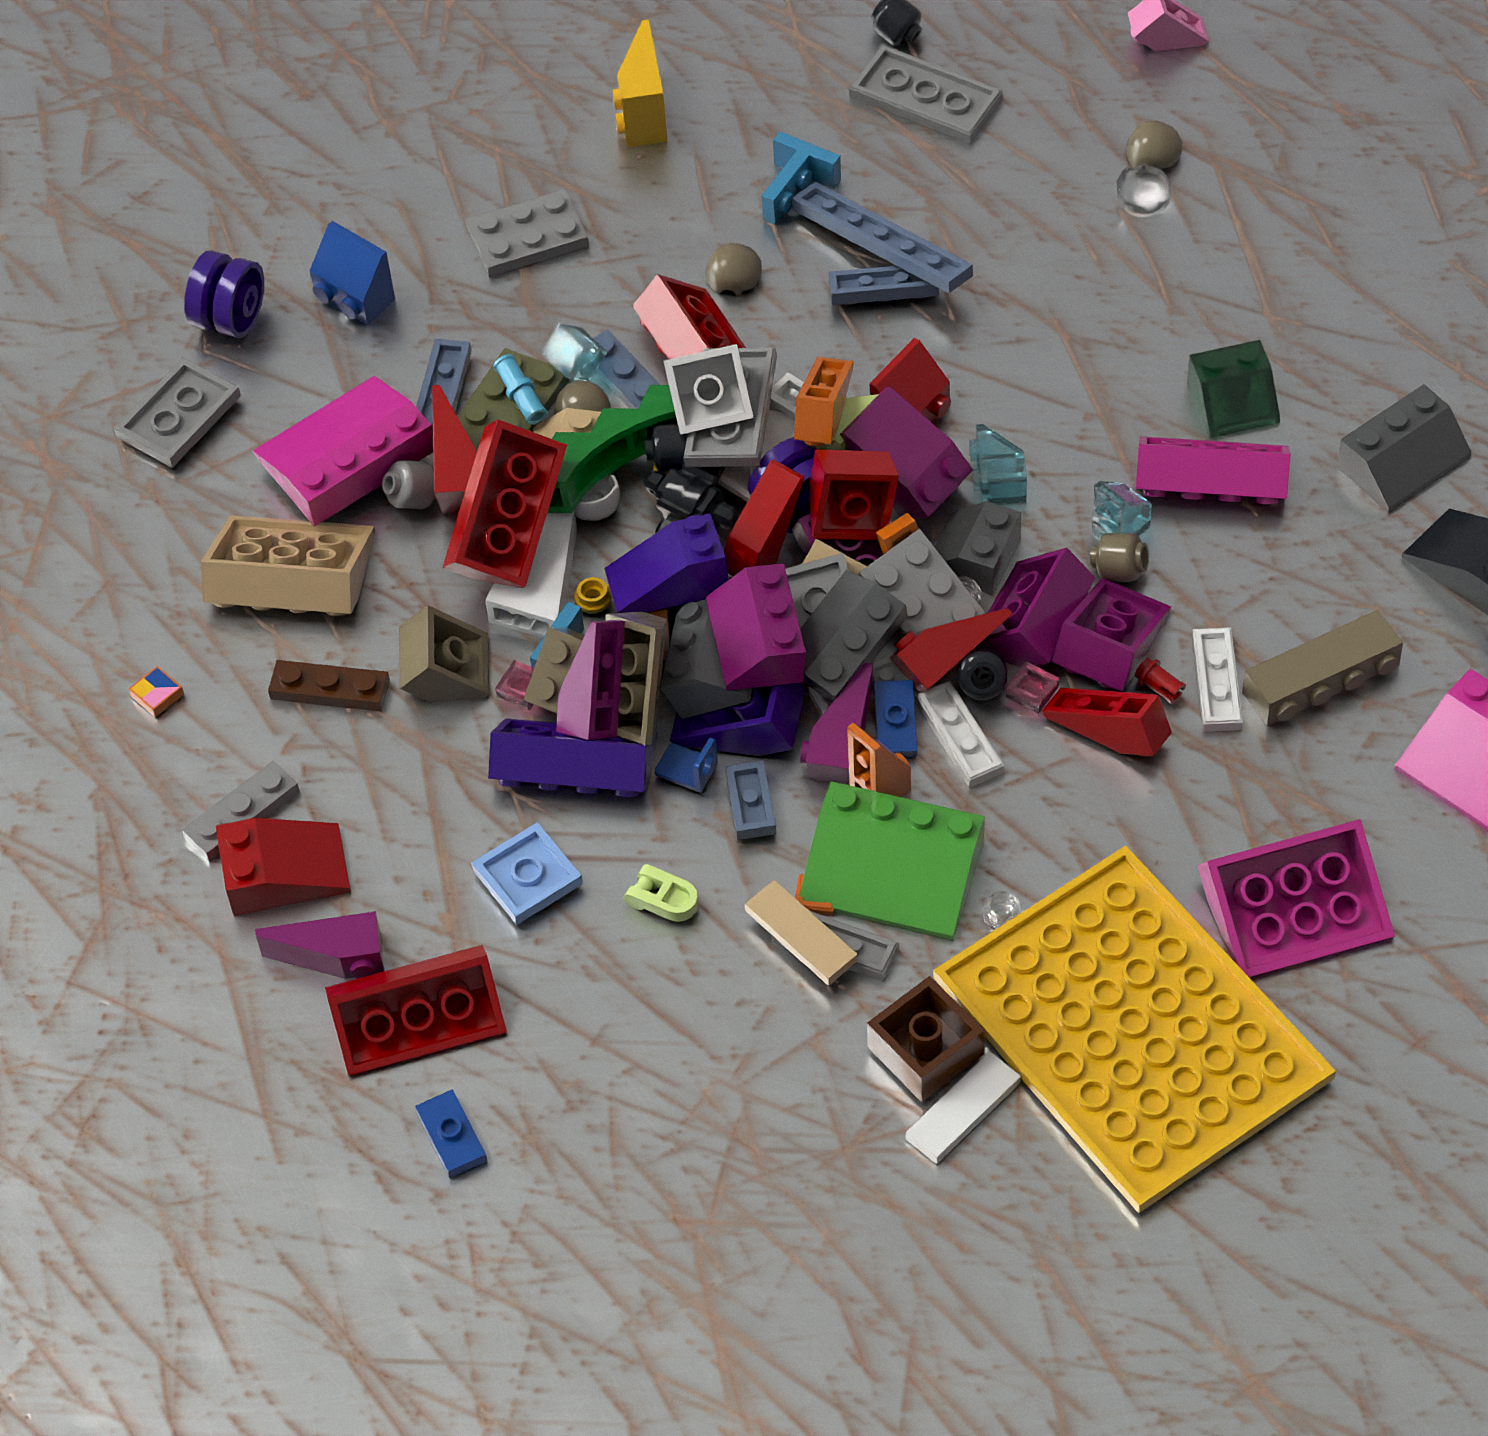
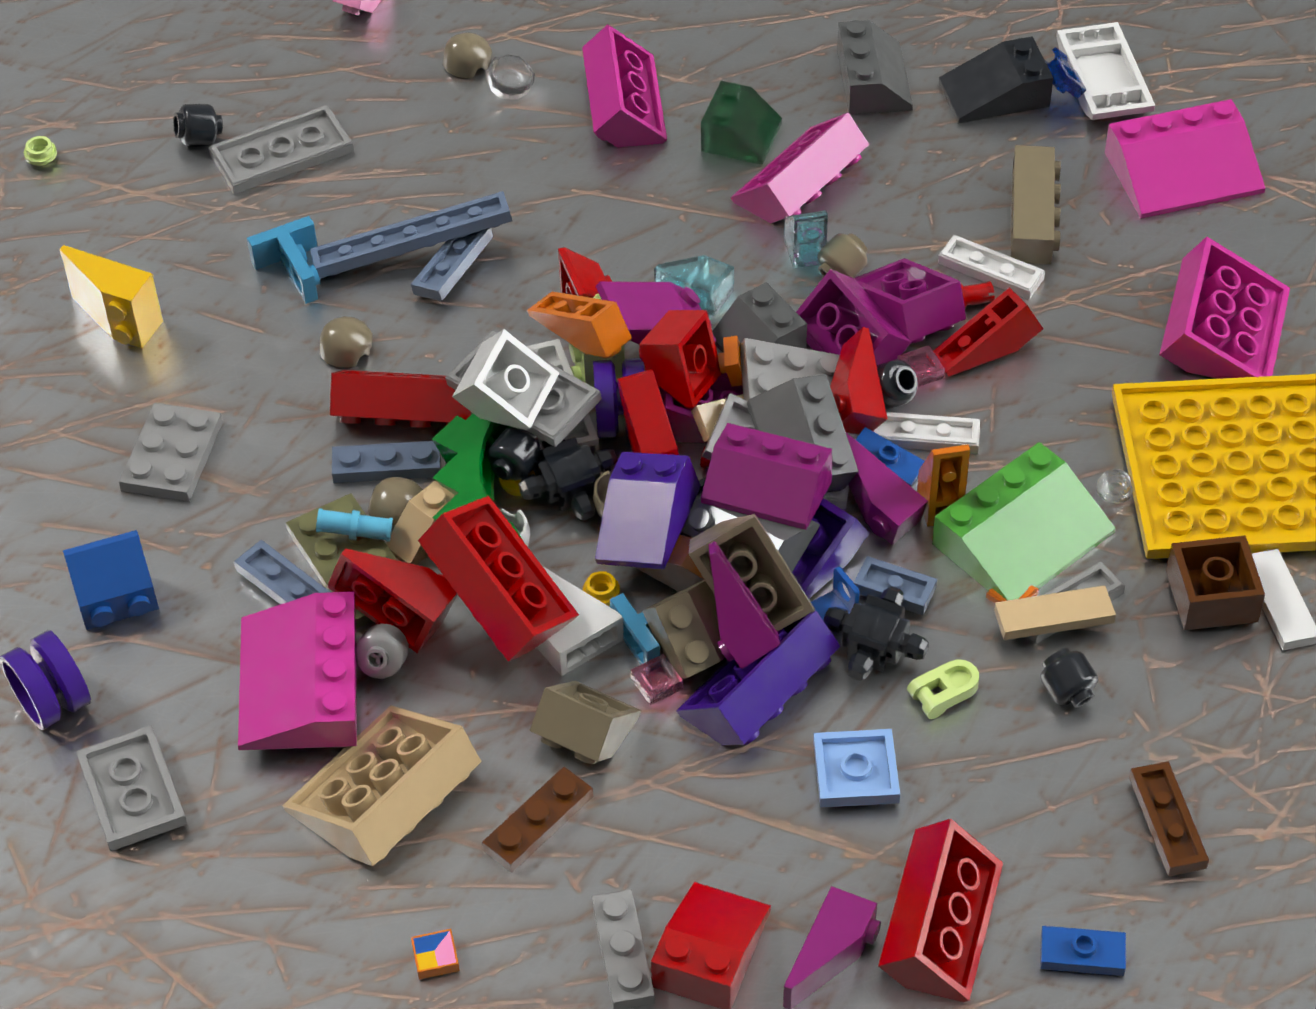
camera: 60 degrees left, 5 degrees down
(574, 352) = (345, 475): clear light blue brick -> none
(632, 1130) = (1168, 818): none -> reddish brown plate
(676, 810) = (876, 633): none -> black piece
(735, 980) = (1069, 677): none -> black head
(1203, 282) = (623, 90): none -> dark pink slope

